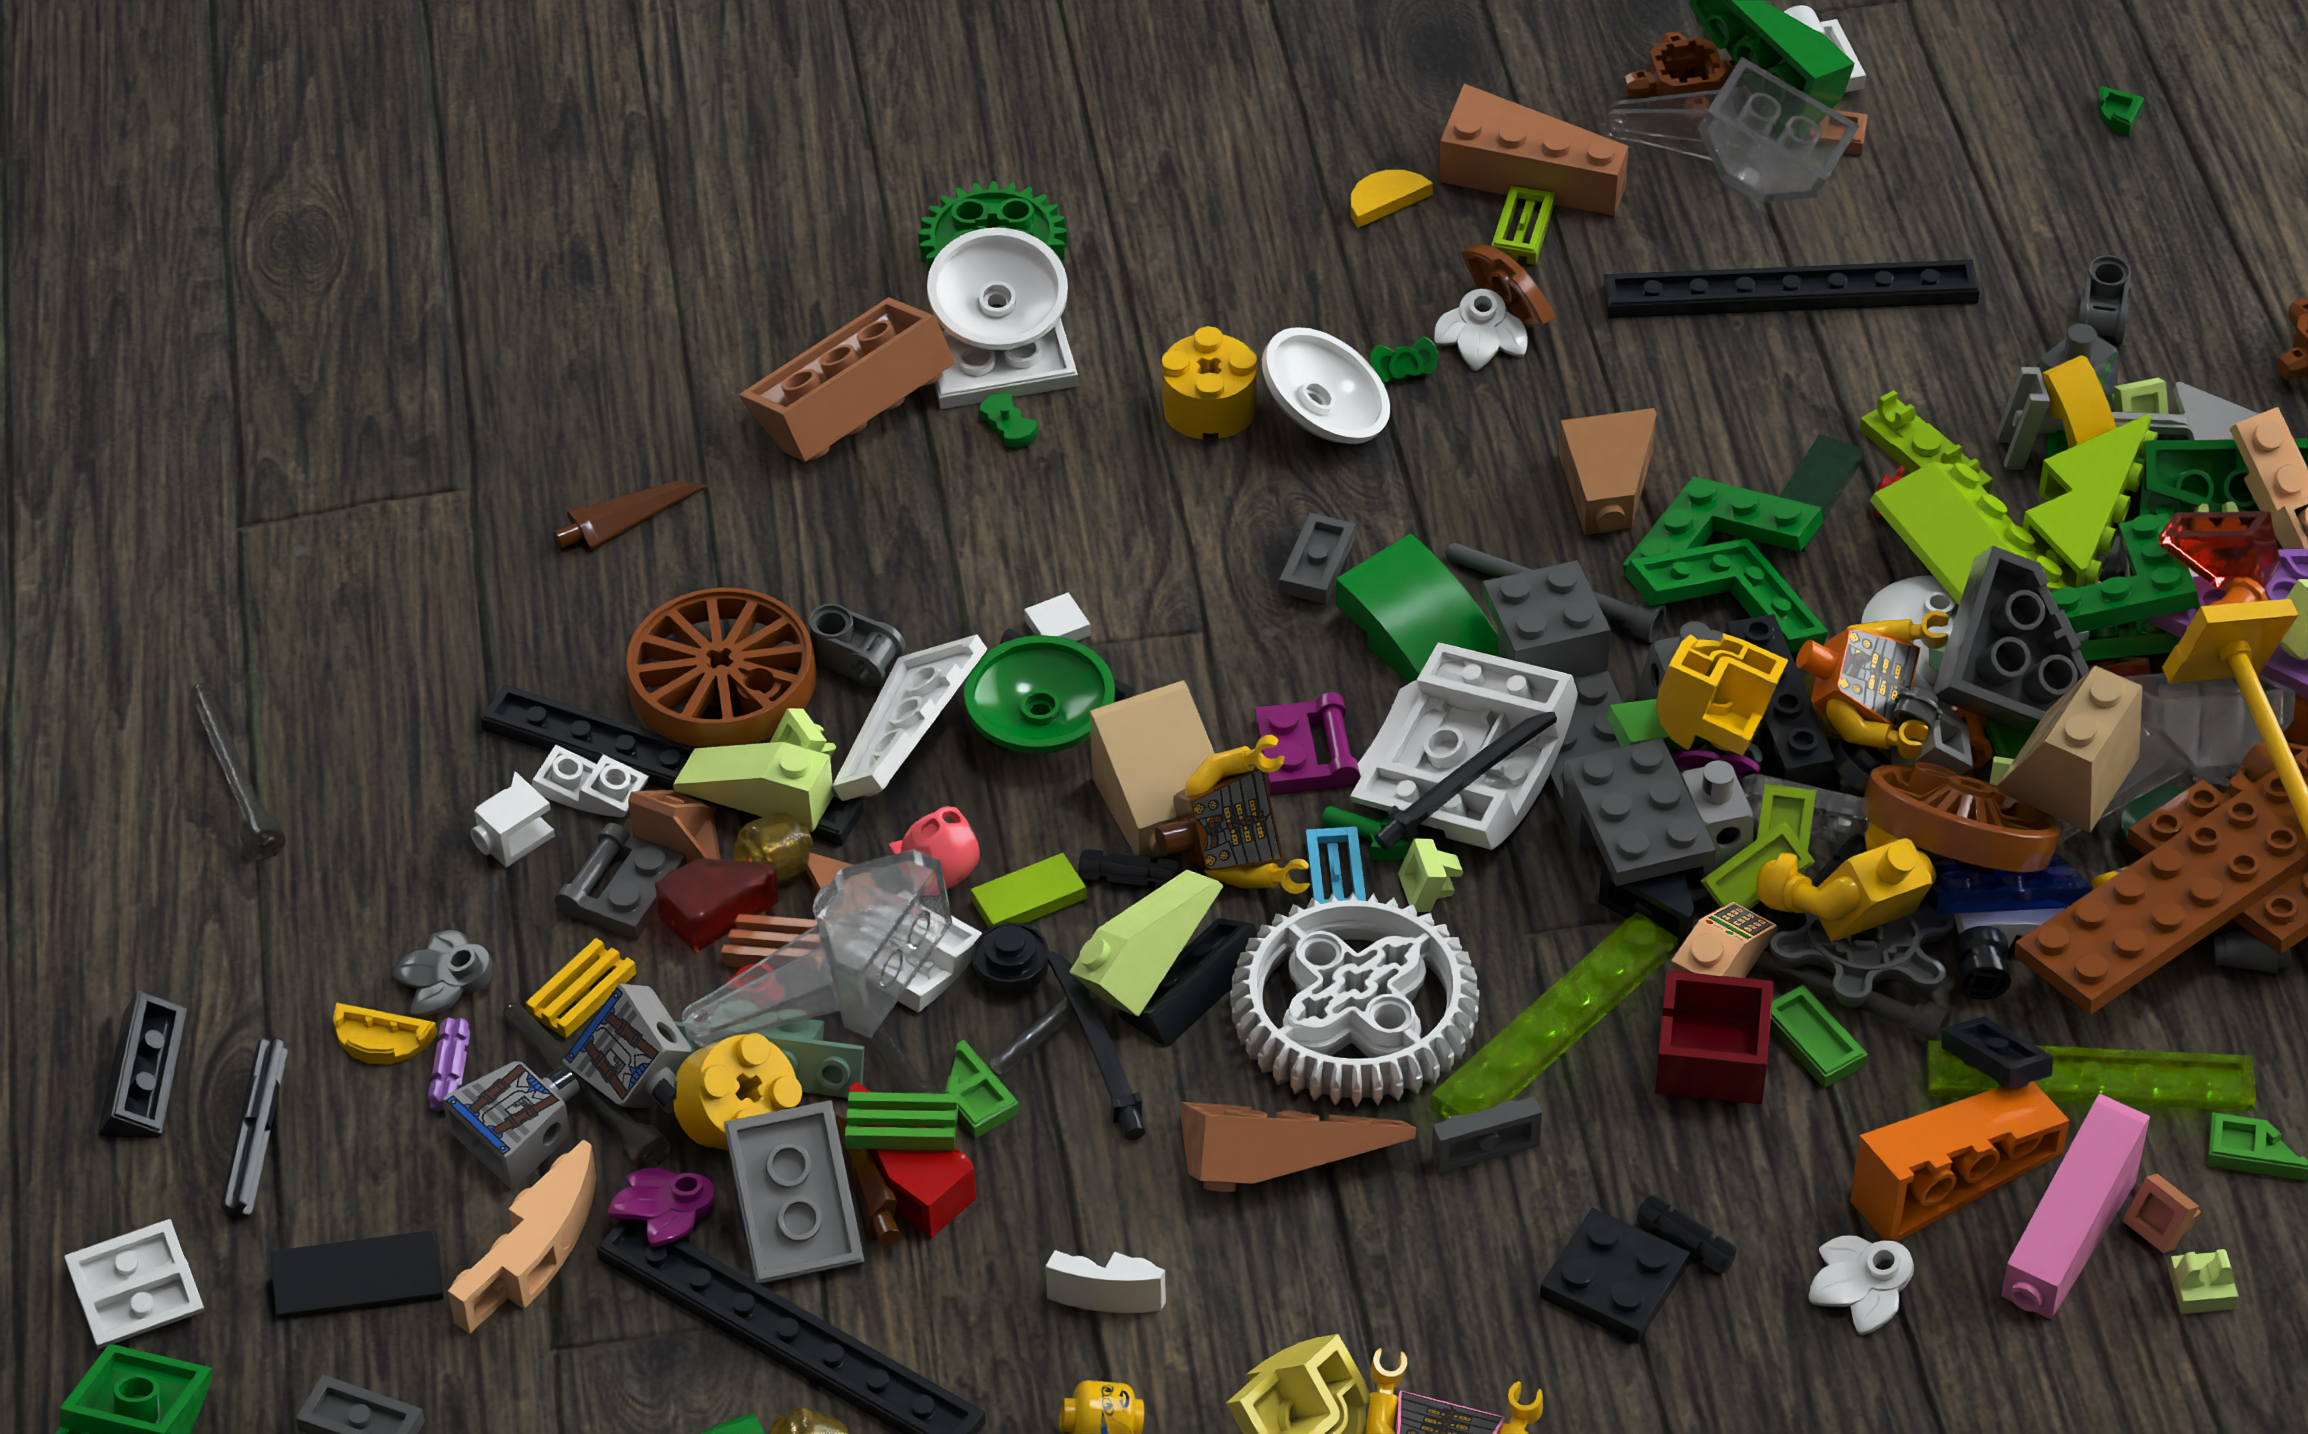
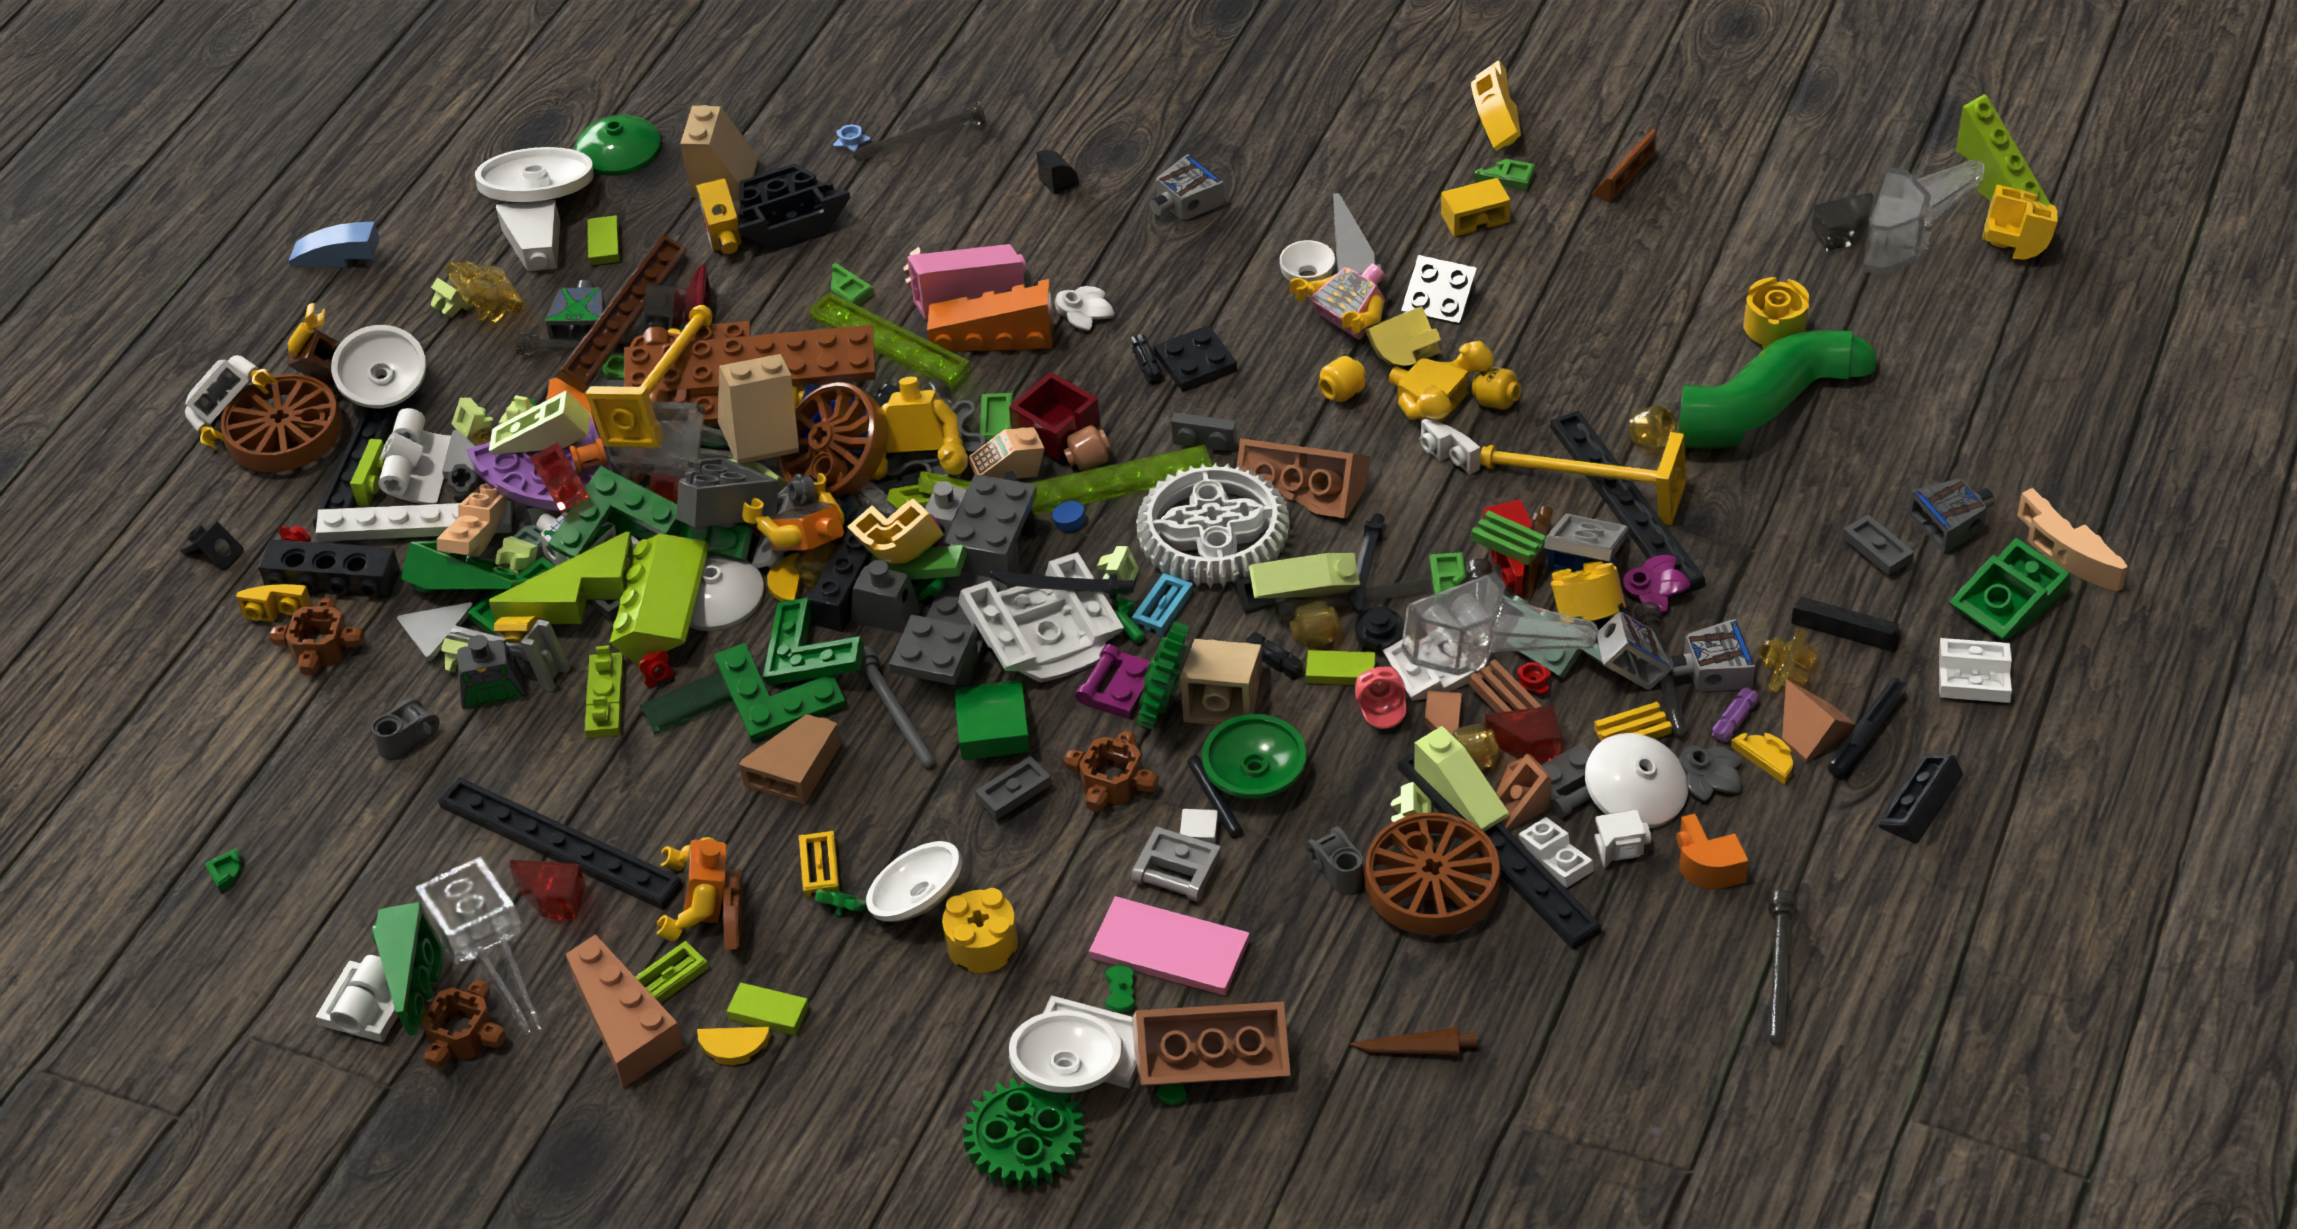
camera: 145 degrees left, 0 degrees up
(321, 1096) = (1811, 723): none -> nougat slope
(381, 839) = (1711, 862): none -> orange brick
(414, 1160) = (1785, 656): none -> clear yellow hips
(532, 901) = (1622, 786): none -> white dish
(543, 1233) = (1730, 591): light nougat slope -> none
(728, 1344) = (1669, 477): none -> yellow tile
(903, 713) = (1333, 791): white wing -> none
(987, 484) = (1170, 945): none -> bright pink tile
(1048, 565) = (1180, 855): none -> light grey plate
(1089, 910) = (1315, 624): none -> clear yellow head
(1198, 1352) = (1435, 387): none -> yellow torso
(1215, 690) = (1163, 675): none -> green gear
(1221, 646) = (1120, 789): none -> dark orange piece
(1230, 821) = (1210, 621): torso -> none
(1350, 1307) = (1342, 379): none -> yellow head
(1381, 240) = (768, 1008): none -> lime tile
(1465, 397) = (833, 884): none -> yellow tile
(1481, 333) = (771, 903): white plate -> none
(1571, 935) = (1069, 516): none -> blue tile
(1580, 296) = (702, 887): none -> torso
(1626, 1026) = (1087, 448): none -> nougat head
(1741, 227) = (550, 886): none -> clear red slope
(1997, 1052) = (934, 336): black plate -> none
(2203, 1282) = (933, 241): yellowish green tile -> none

